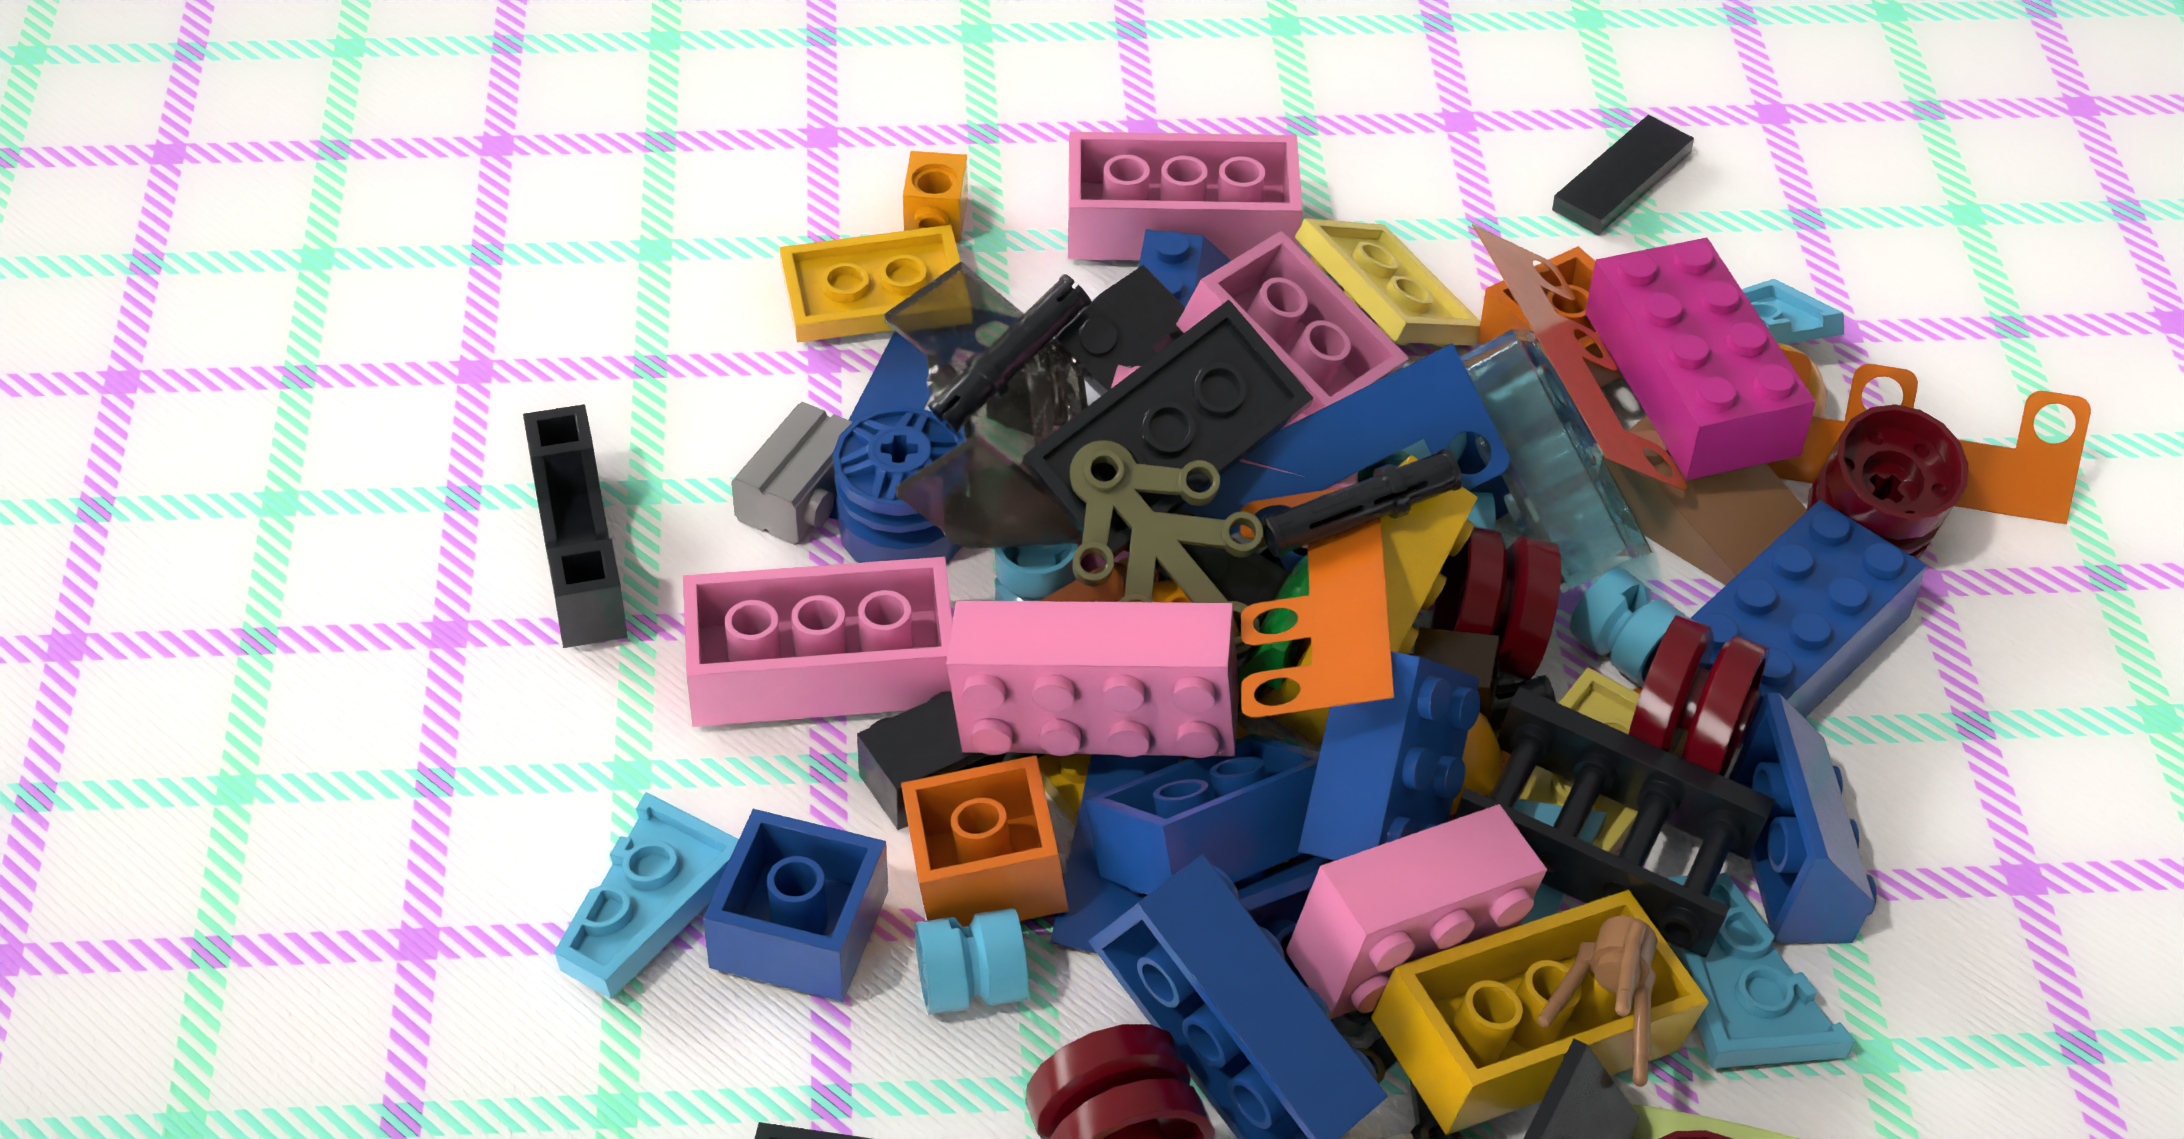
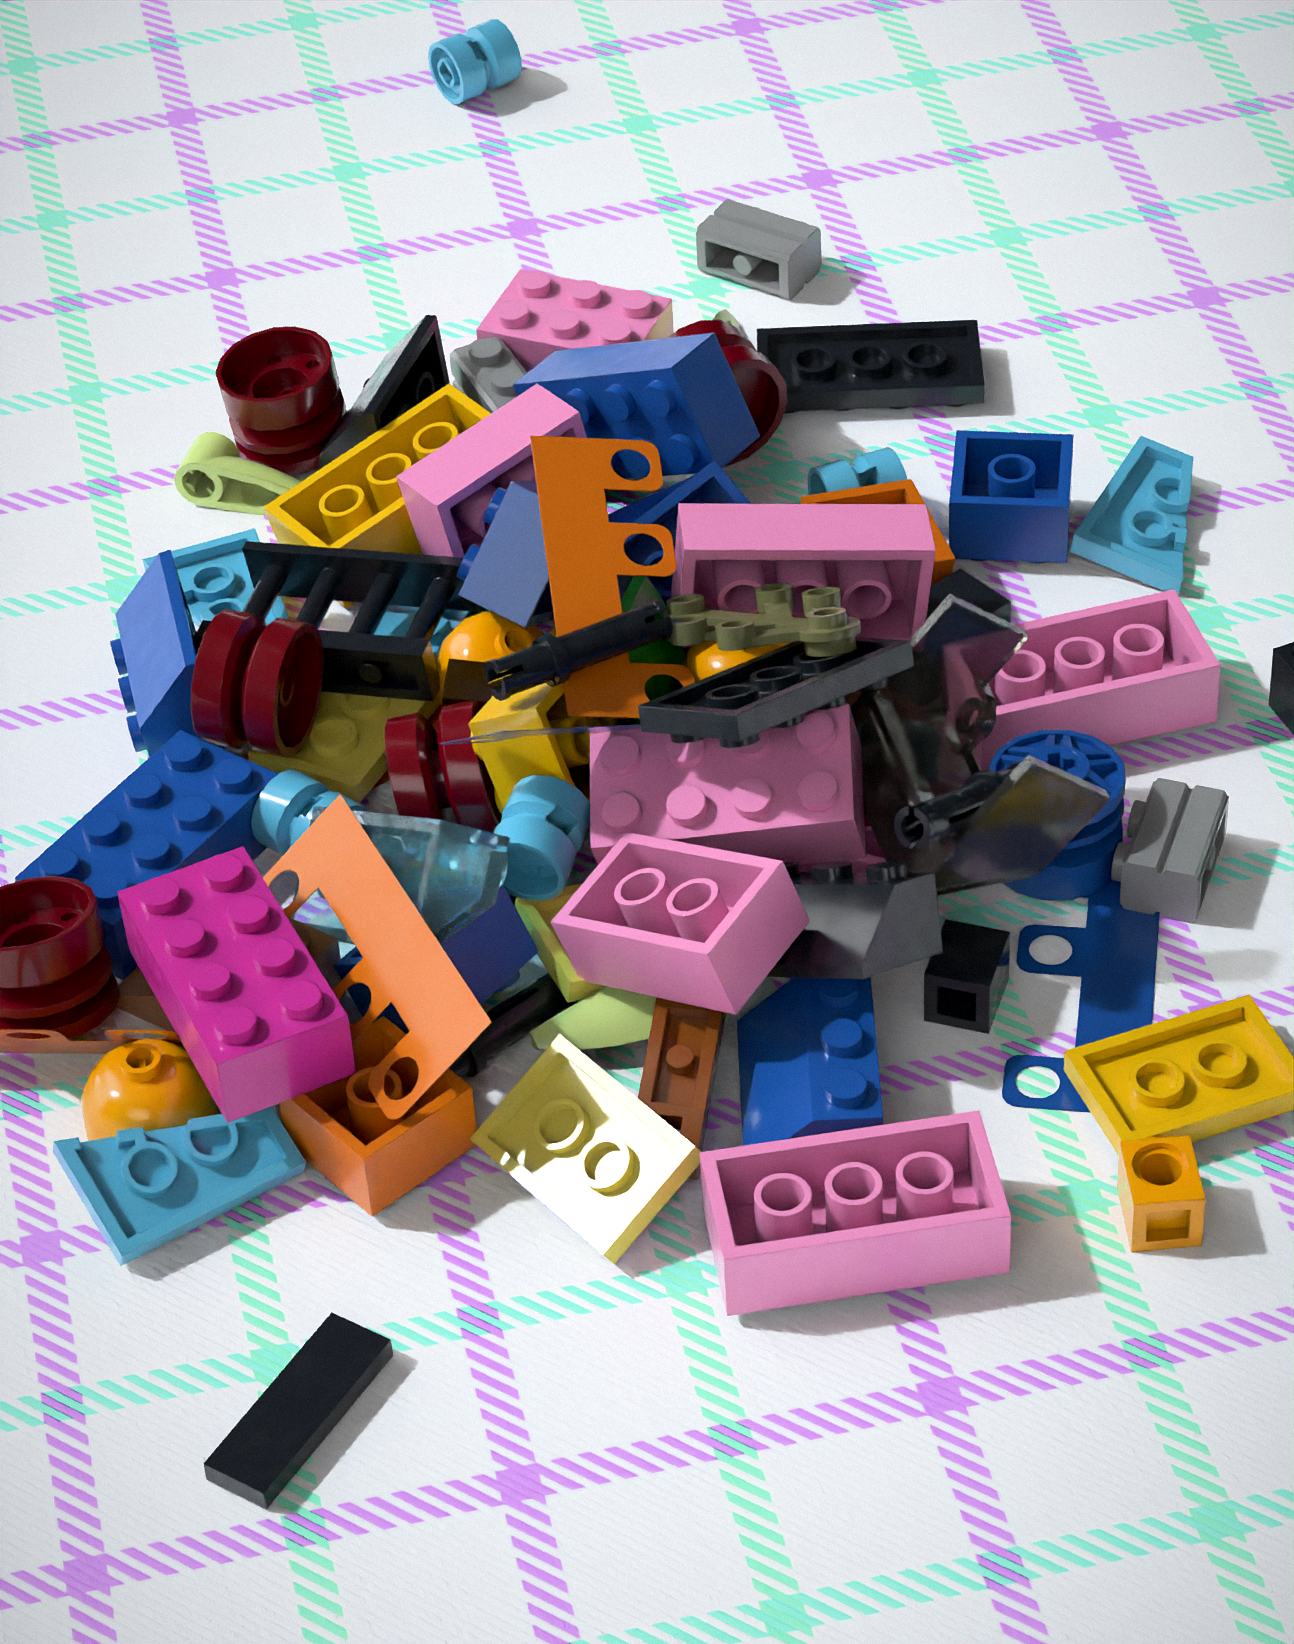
camera: 175 degrees right, 5 degrees down
(1621, 966) = (334, 467): medium nougat plant -> none

